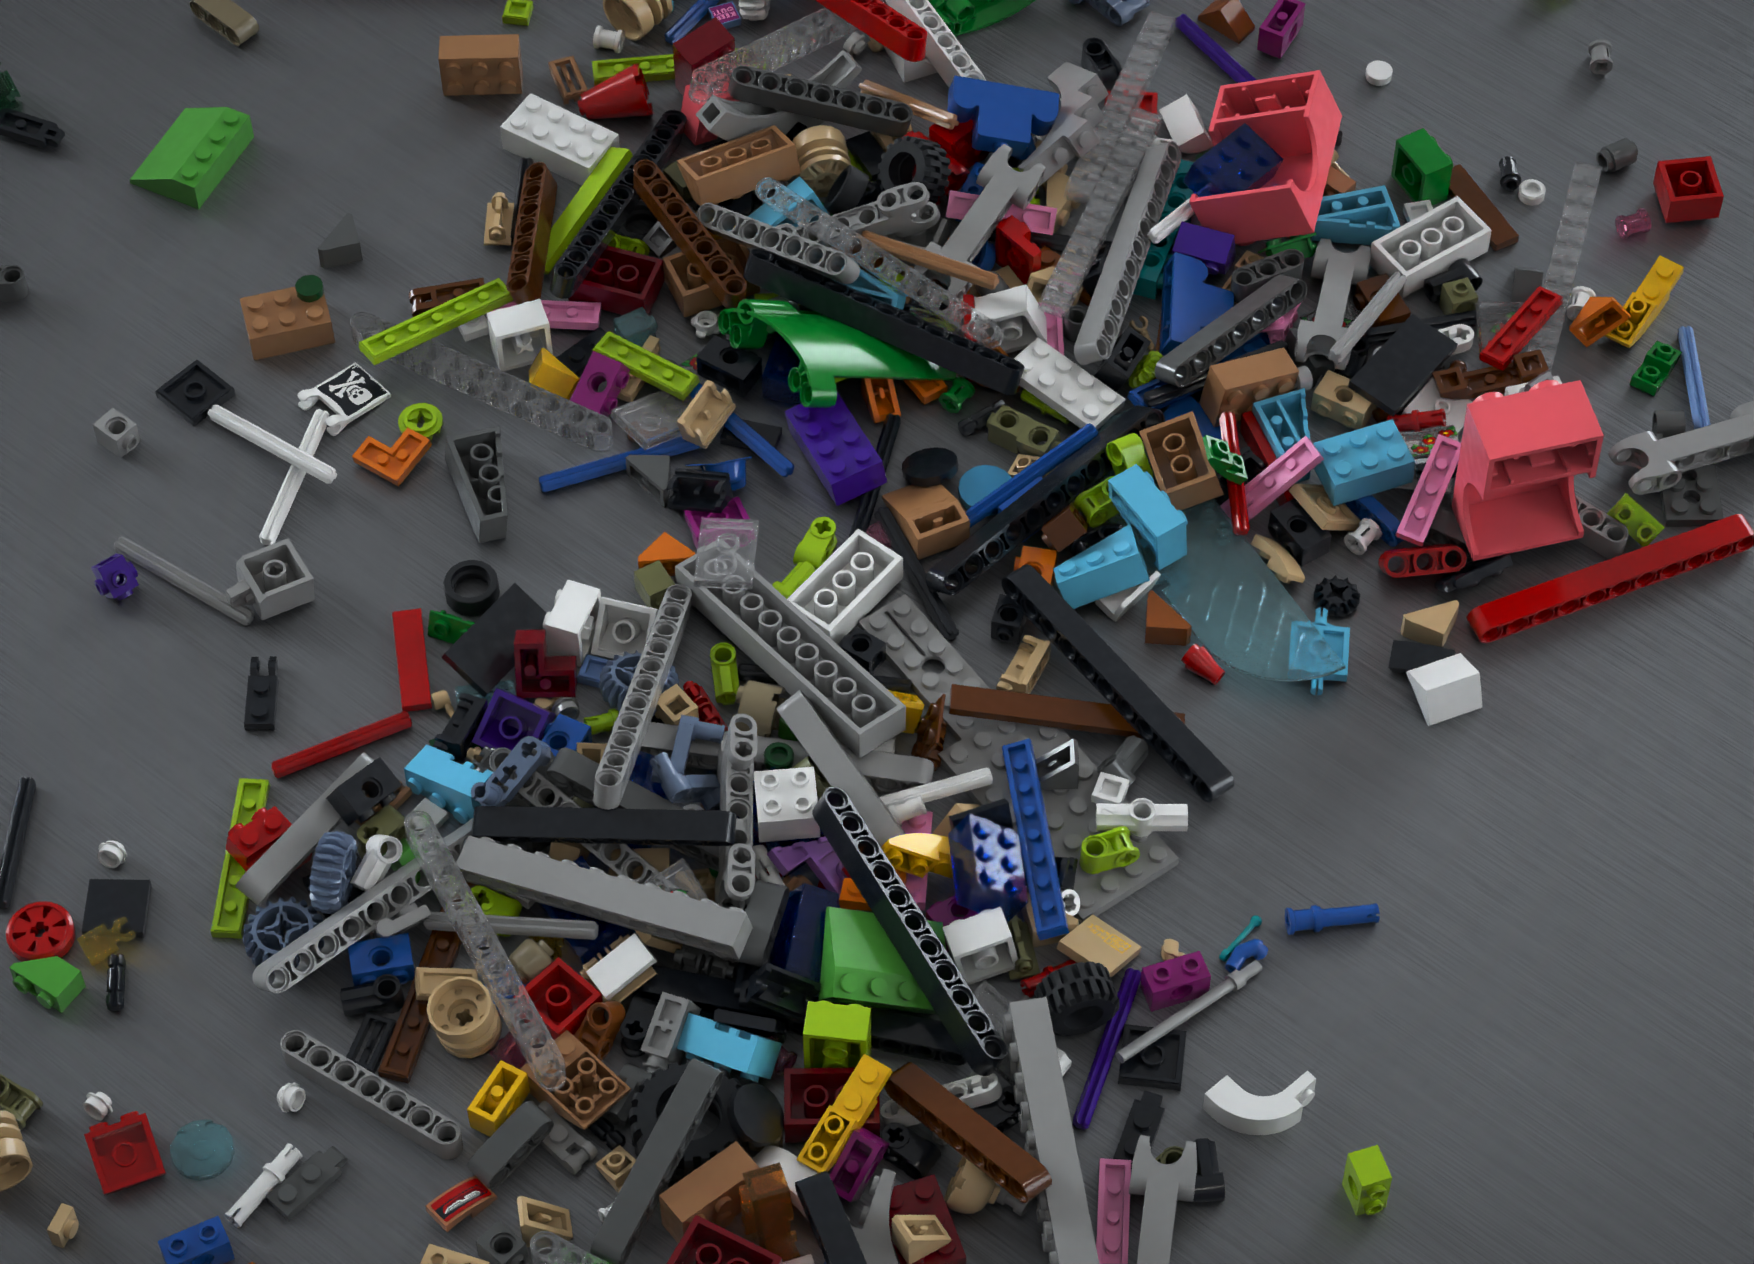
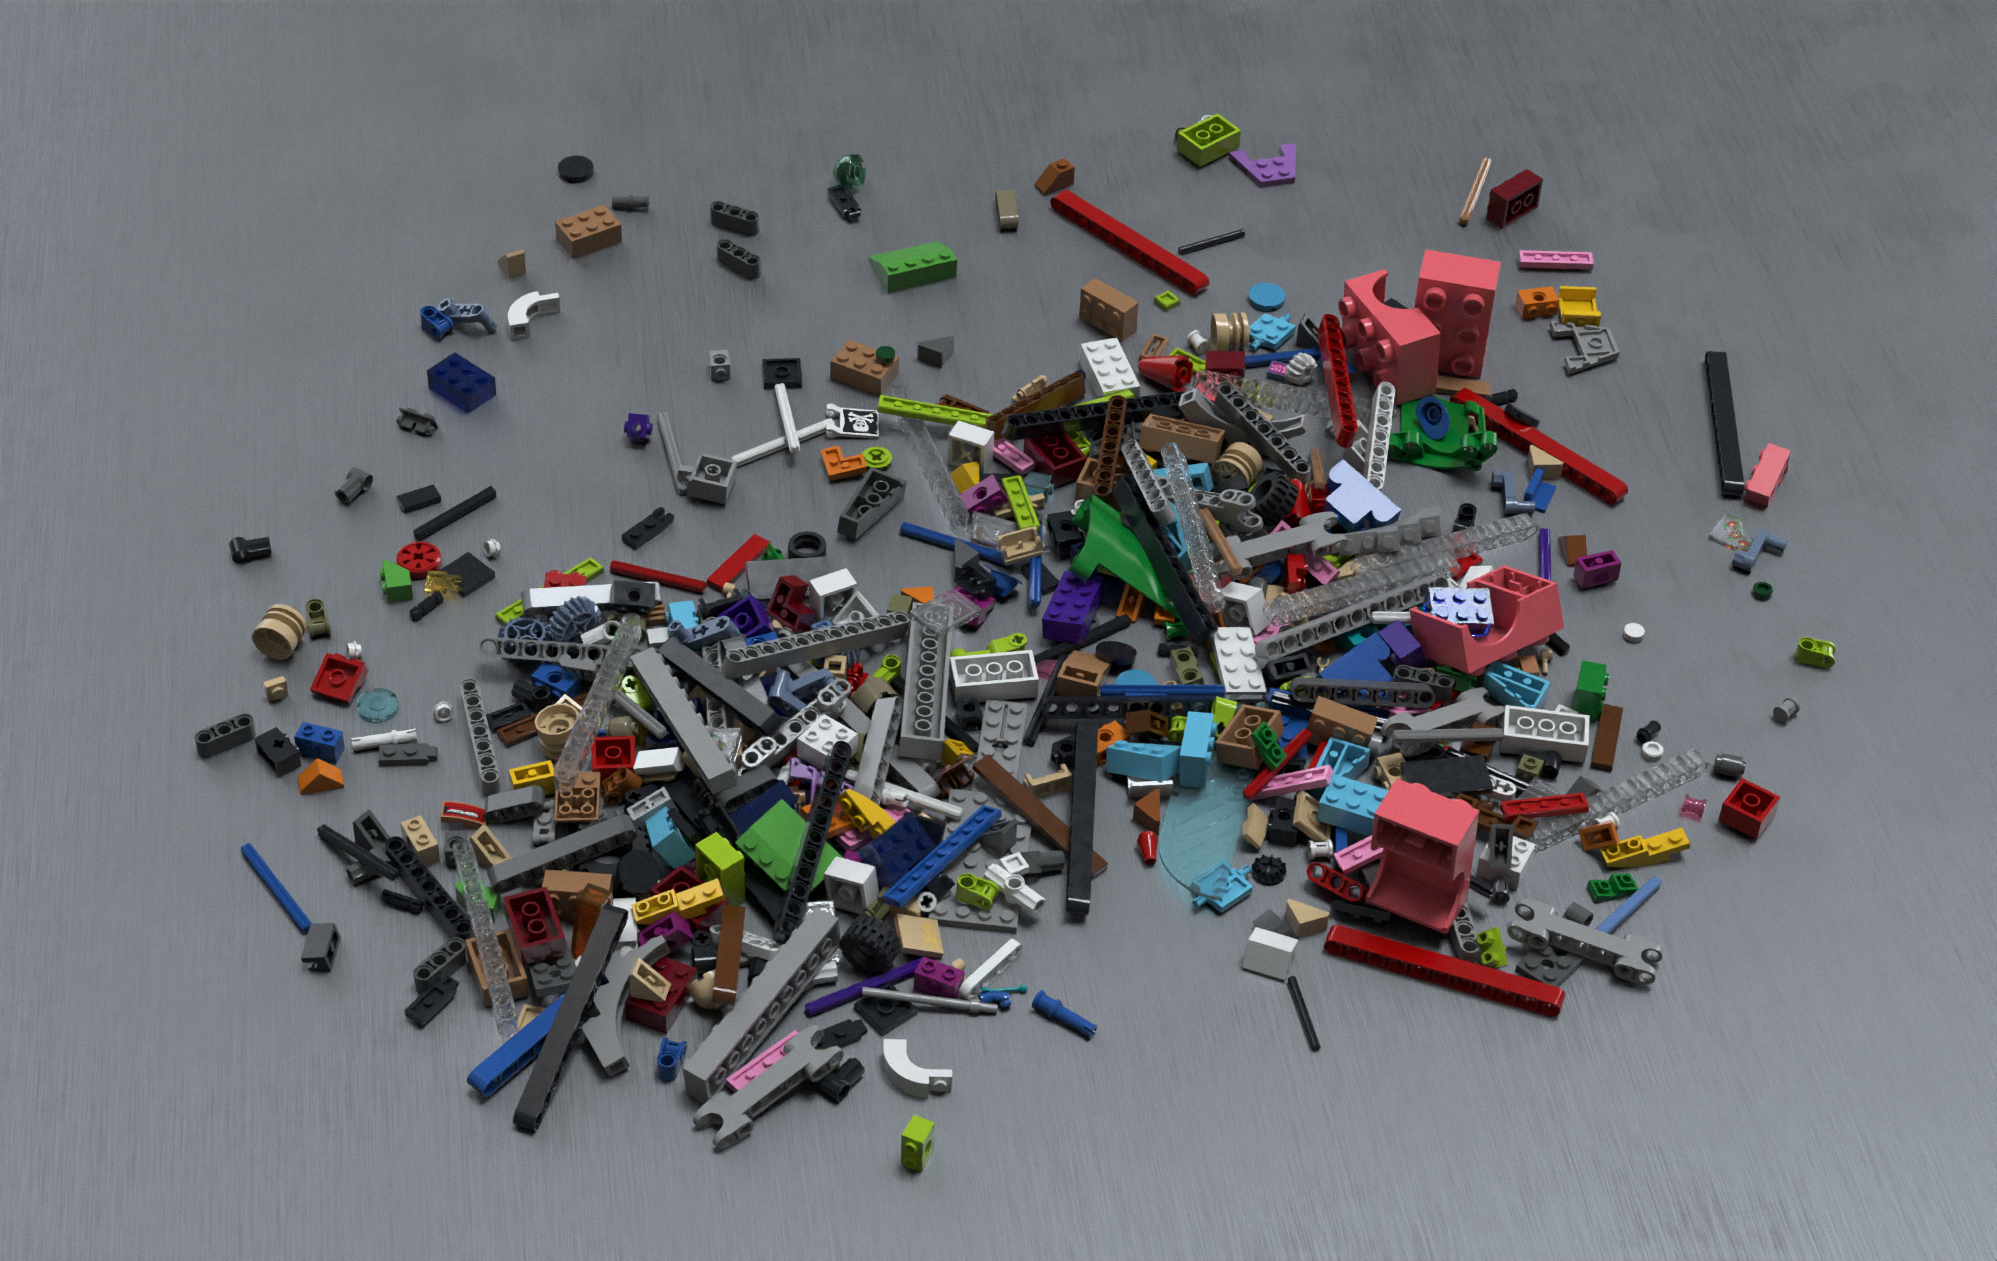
camera: 40 degrees right, 10 degrees down
(778, 756) = (857, 724): dark green tile -> none
(1208, 924) = (990, 969): none -> white beam
(1538, 728) = (1305, 1017): none -> black bar

